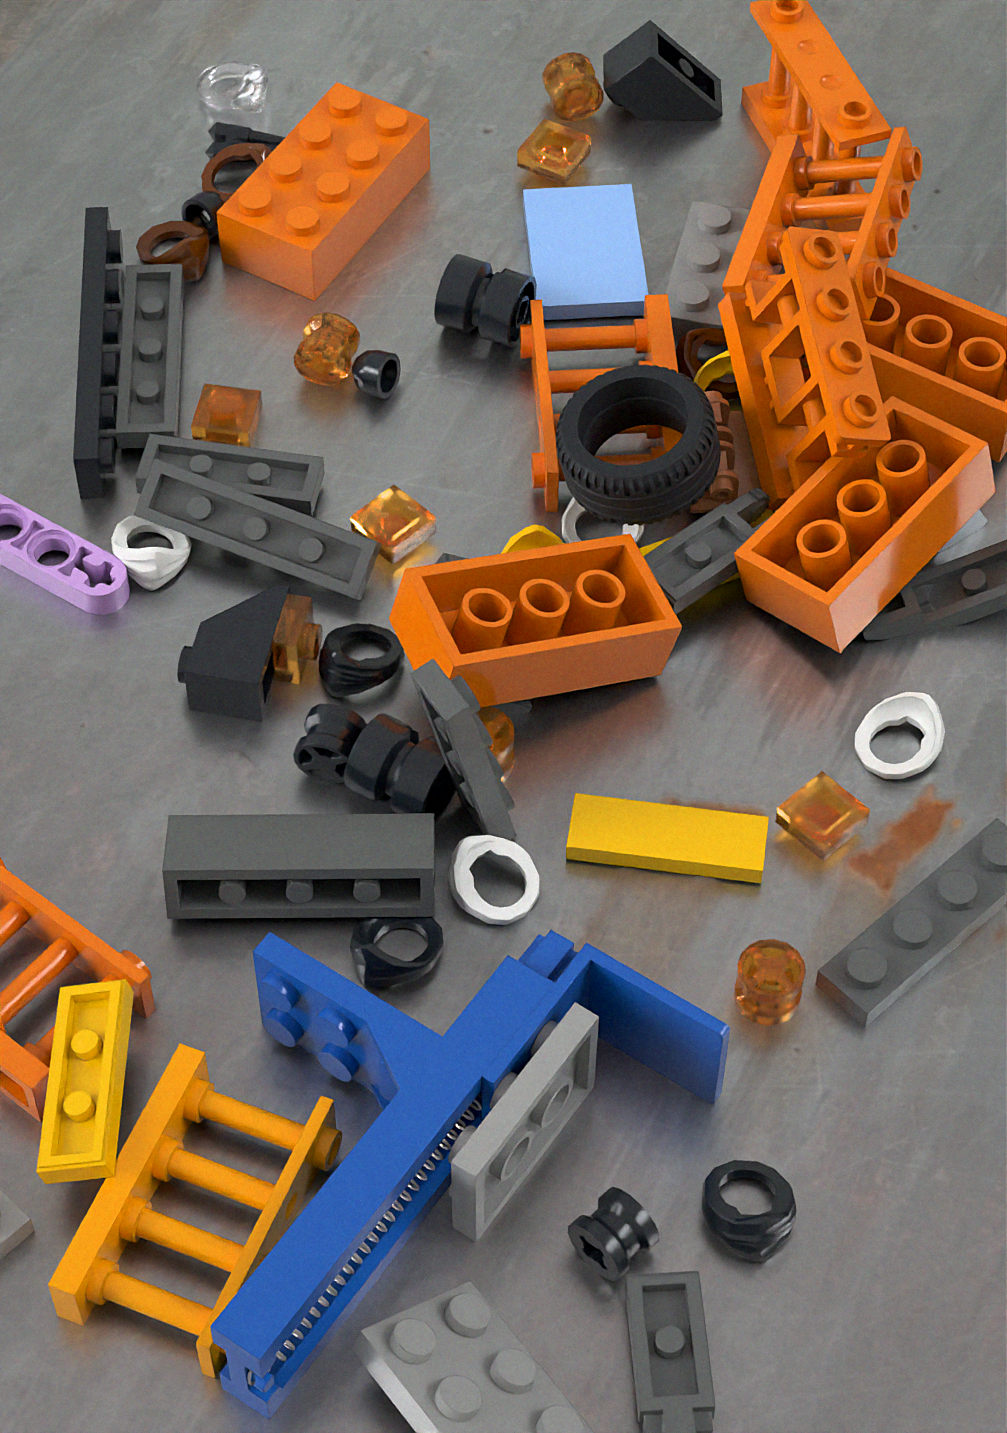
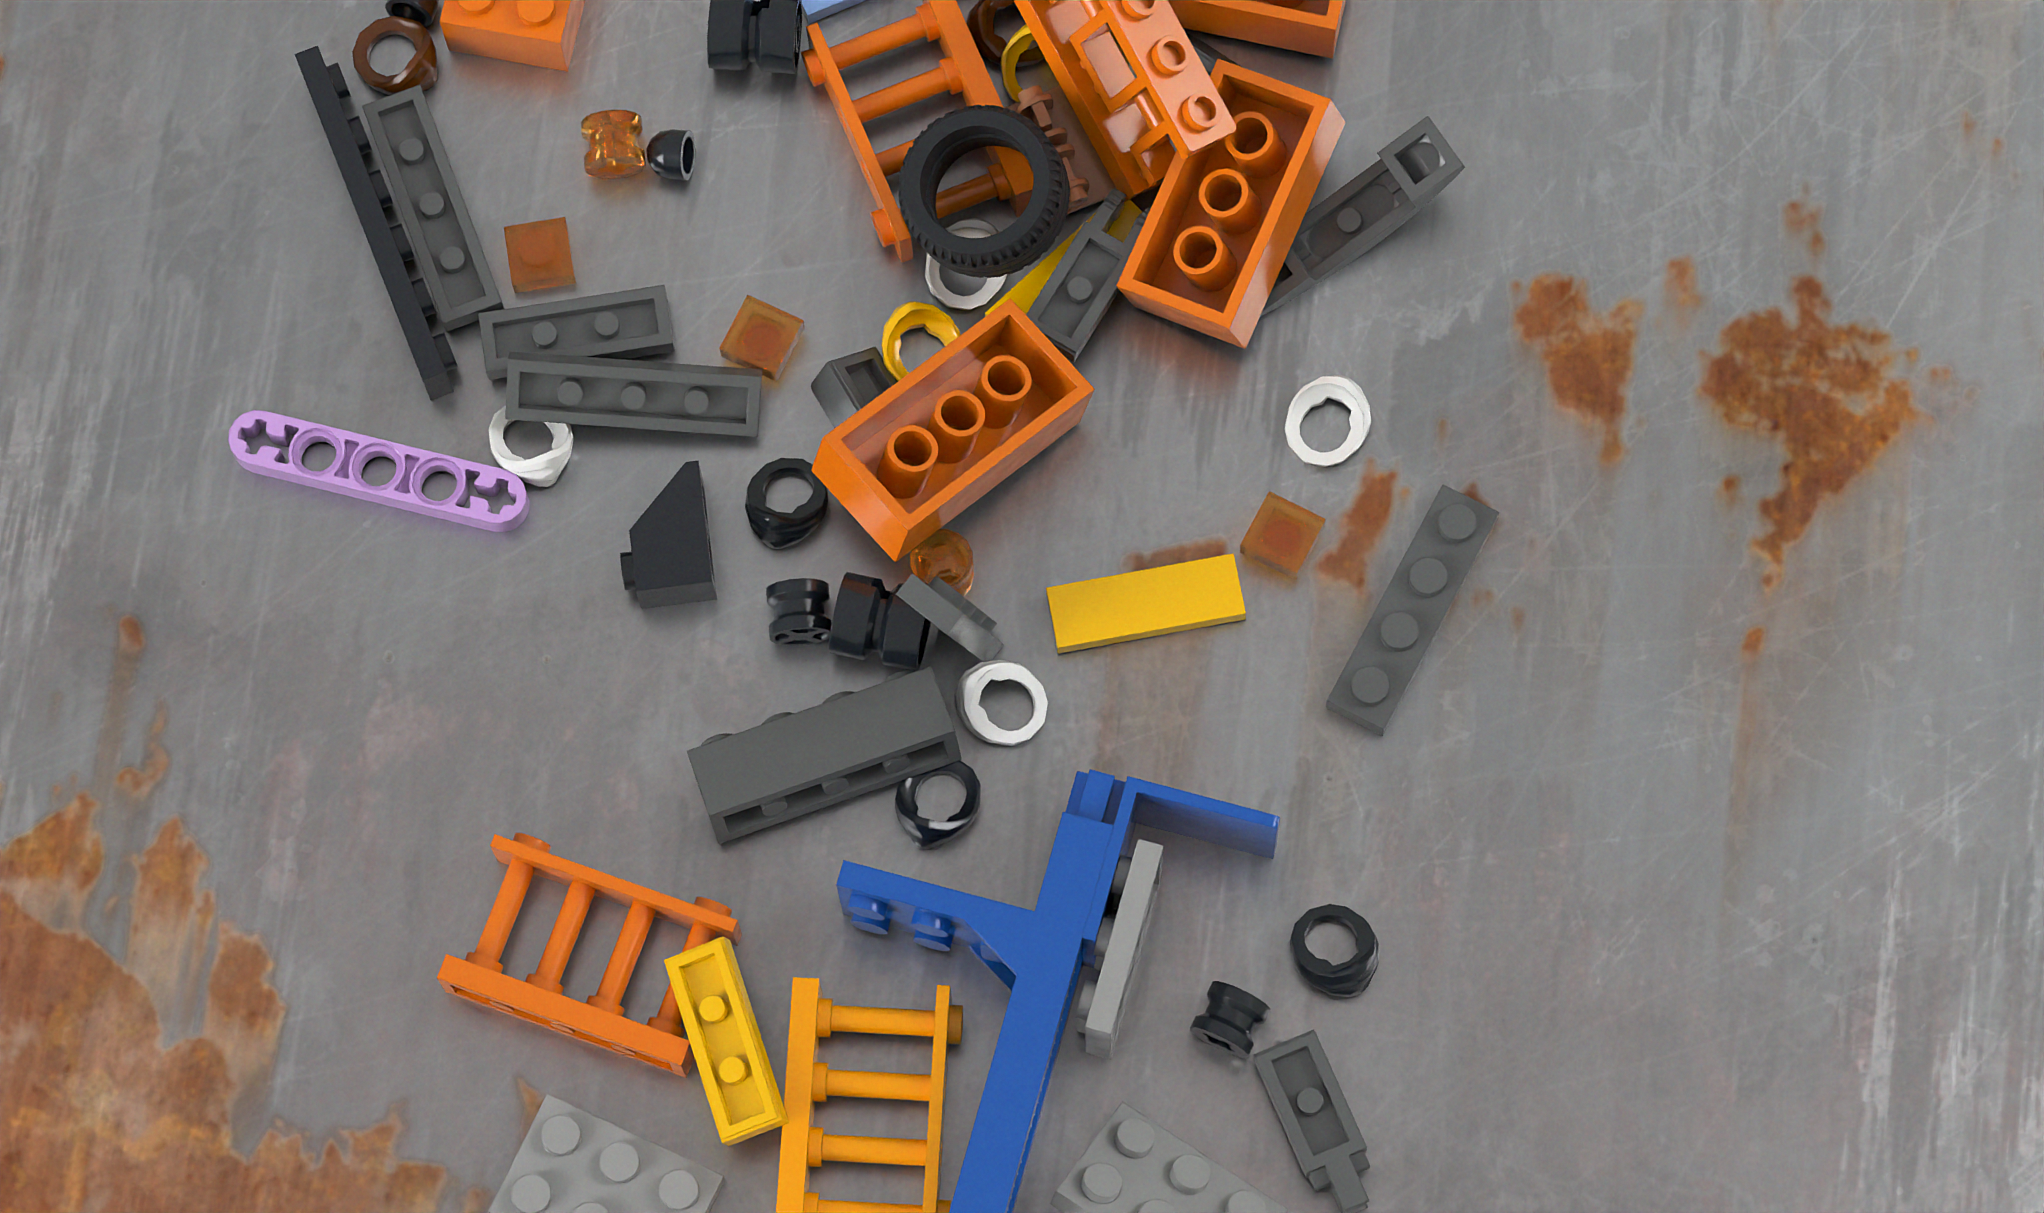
camera: 15 degrees left, 20 degrees up
(295, 639) = (722, 506): clear orange plate -> none
(771, 964) = (1292, 715): clear orange wheel -> none

